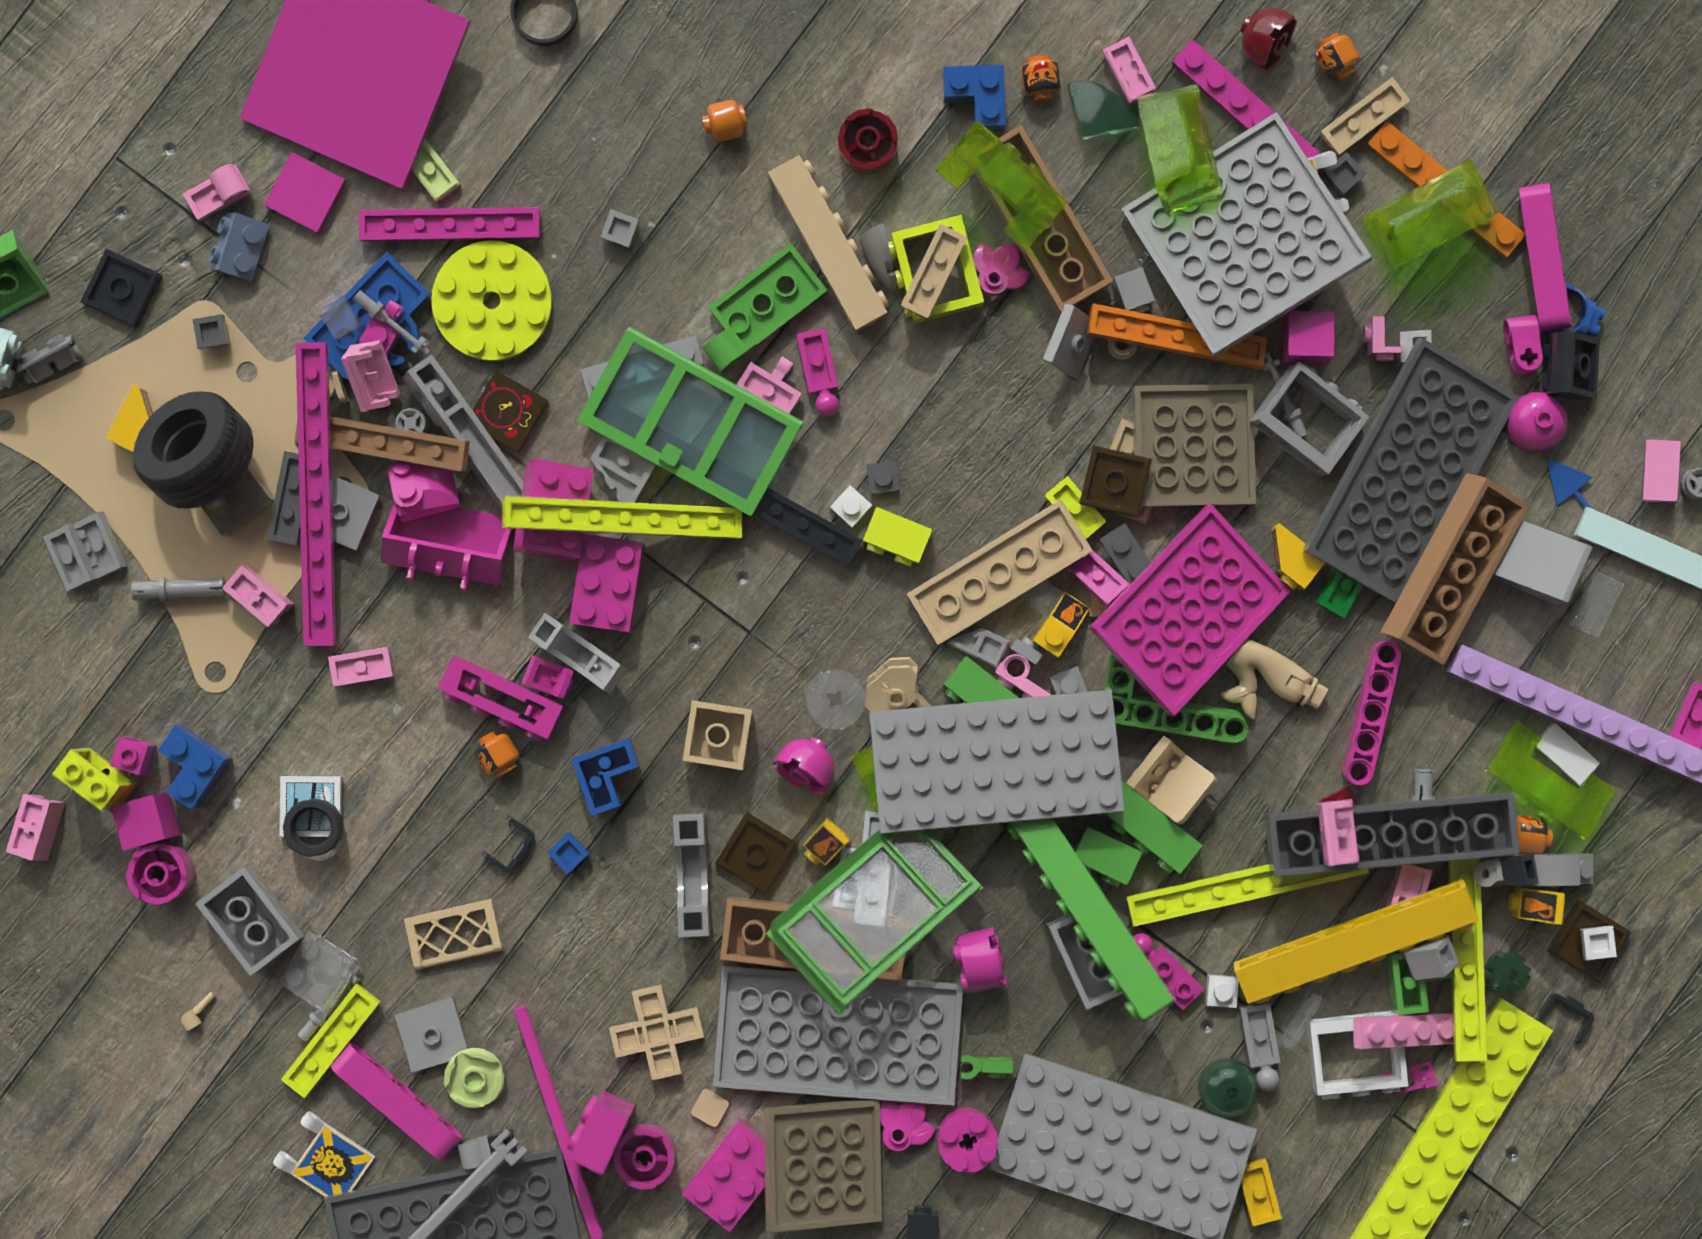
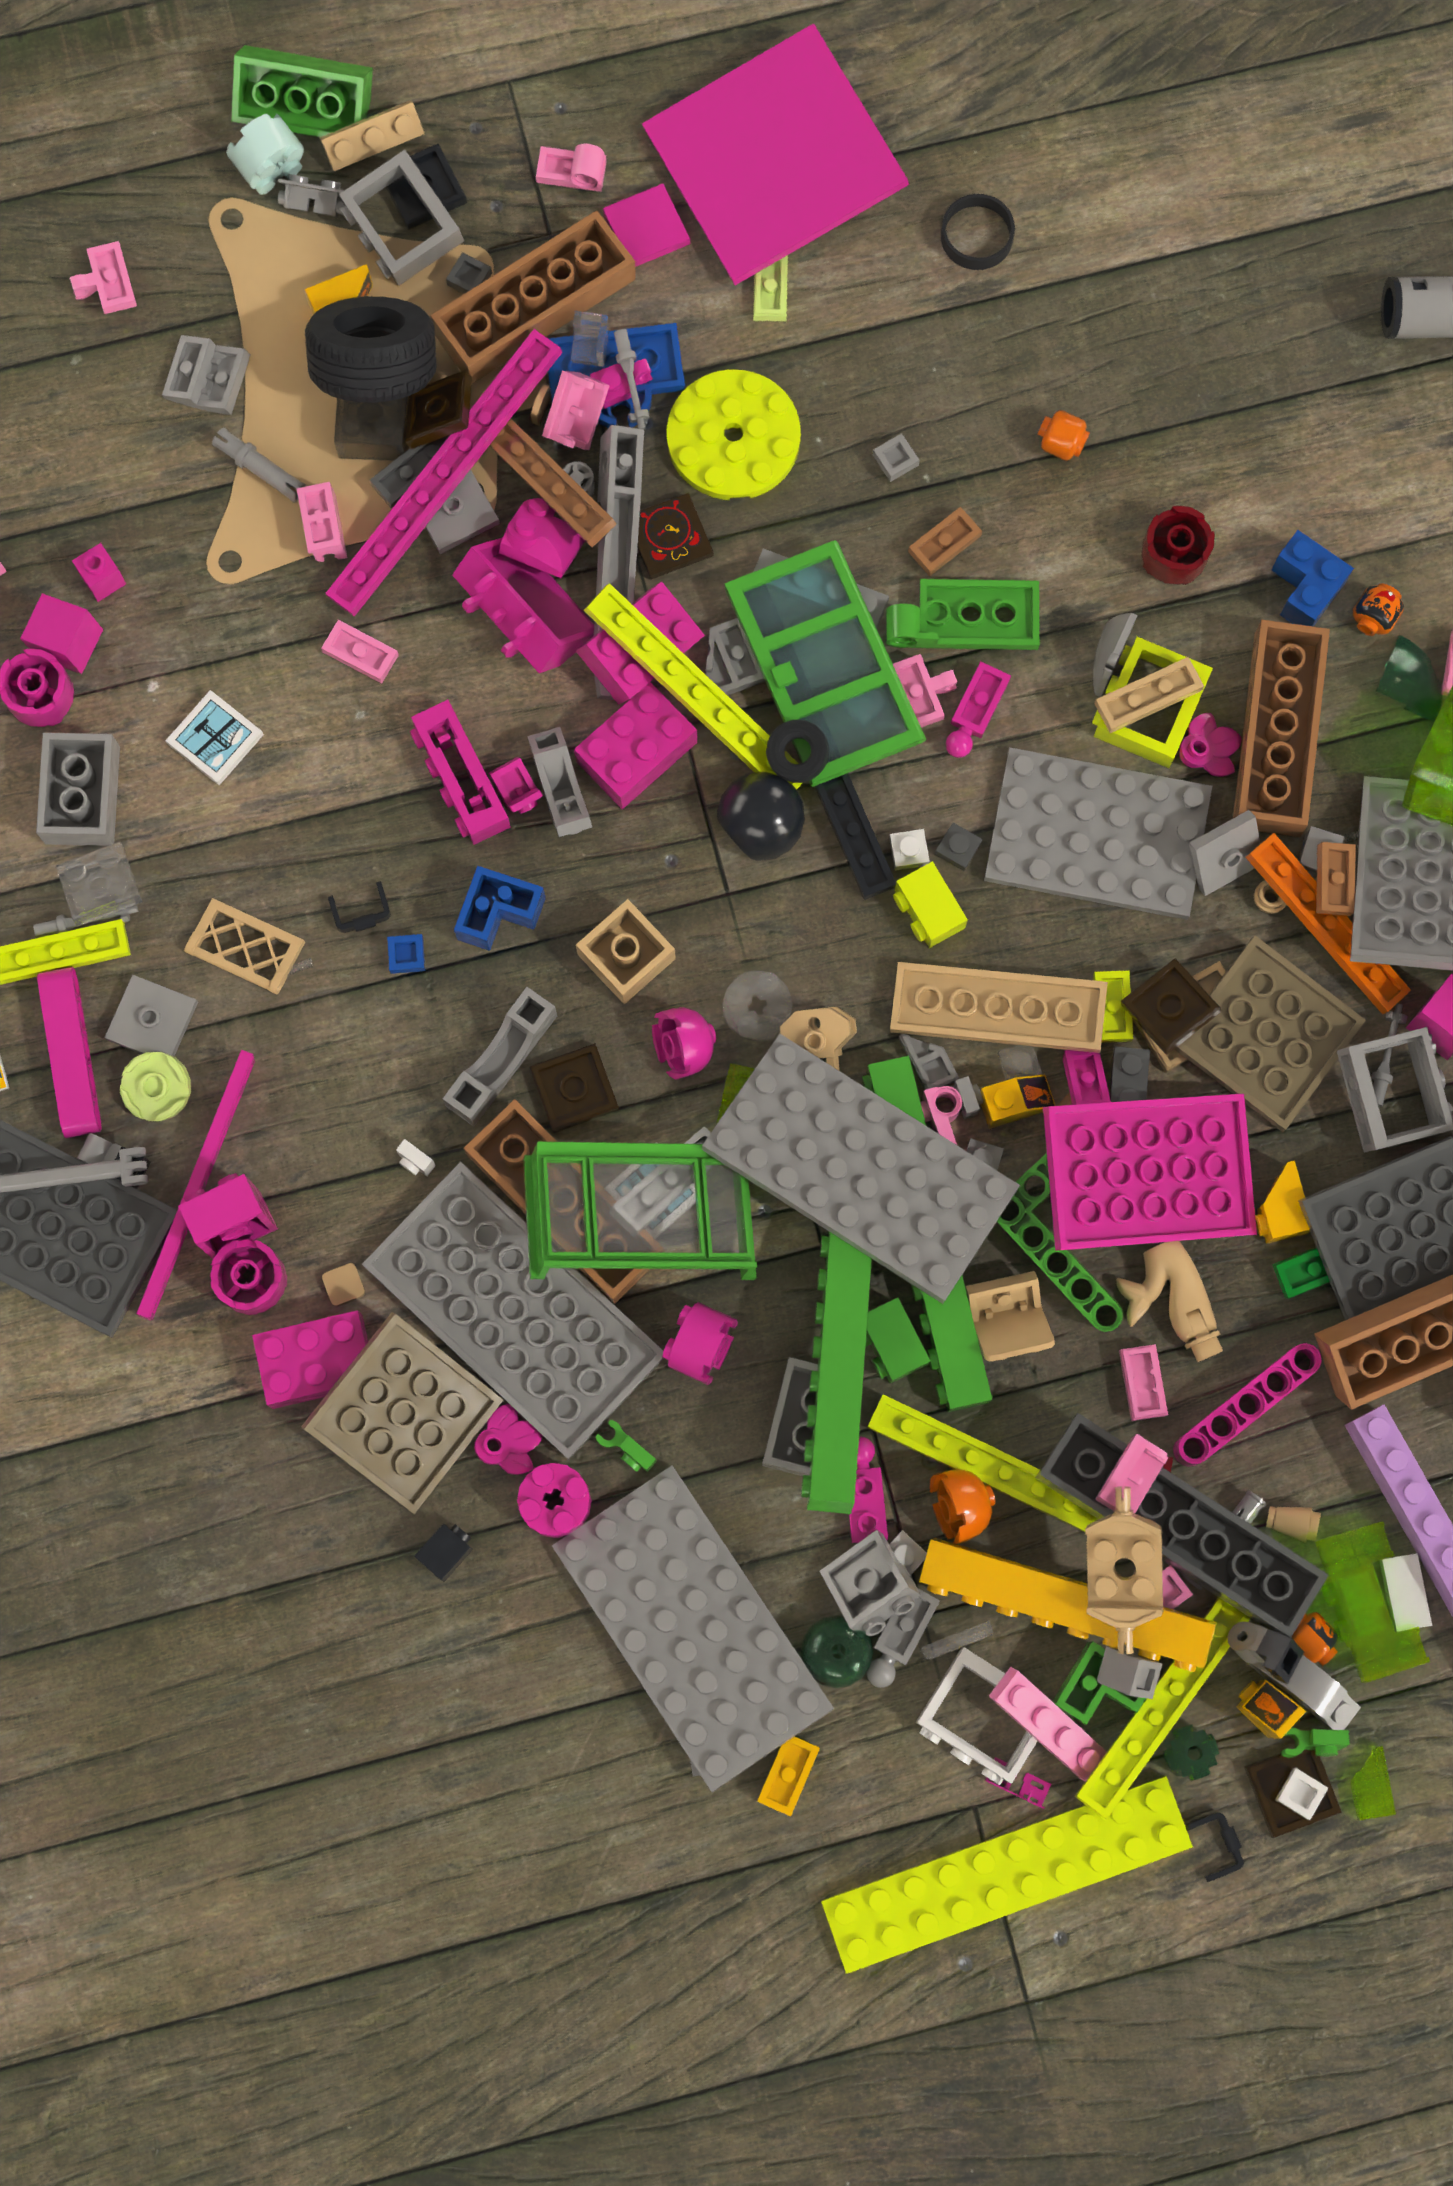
camera: 40 degrees right, 10 degrees down
(54, 280) = (372, 135): none -> tan plate
(84, 773) = (48, 557): neon yellow window -> none
(119, 361) = (424, 253): none -> light grey window
(200, 762) = (146, 628): blue brick -> none
(238, 246) = (557, 216): sand blue bracket -> none
(271, 313) = (534, 293): none -> medium nougat brick
(275, 451) = (438, 410): none -> dark brown tile
(290, 831) = (196, 727): black tyre -> none
(449, 224) = (750, 343): dark pink plate -> none
(497, 754) = (415, 818): orange head -> none
(656, 1032) = (352, 1175): tan plate -> none
(689, 988) = (414, 1159): none -> white plate
(702, 264) = (945, 541): none -> medium nougat plate
(732, 564) = (762, 815): none -> black cylinder
(741, 496) = (782, 736): none -> black tyre
(825, 842) = (645, 1122): slope -> none
(828, 244) = (1071, 608): tan brick -> none
(970, 392) = (1097, 833): none -> light grey plate
(1009, 177) = (1283, 660): clear neon green bracket -> none
(1160, 304) = (1335, 878): none -> medium nougat plate
(1217, 1030) = (870, 1584): none -> light grey plate
(1236, 929) = (963, 1504): none -> orange cylinder
(1291, 751) = (1143, 1382): none -> bright pink plate
(1386, 921) = (1119, 1599): none -> tan plate
(1460, 766) = (1294, 1522): none -> tan cone
(1588, 898) = (1323, 1741): none -> bright green plate
(1639, 899) = (1372, 1788): none -> clear neon green tile

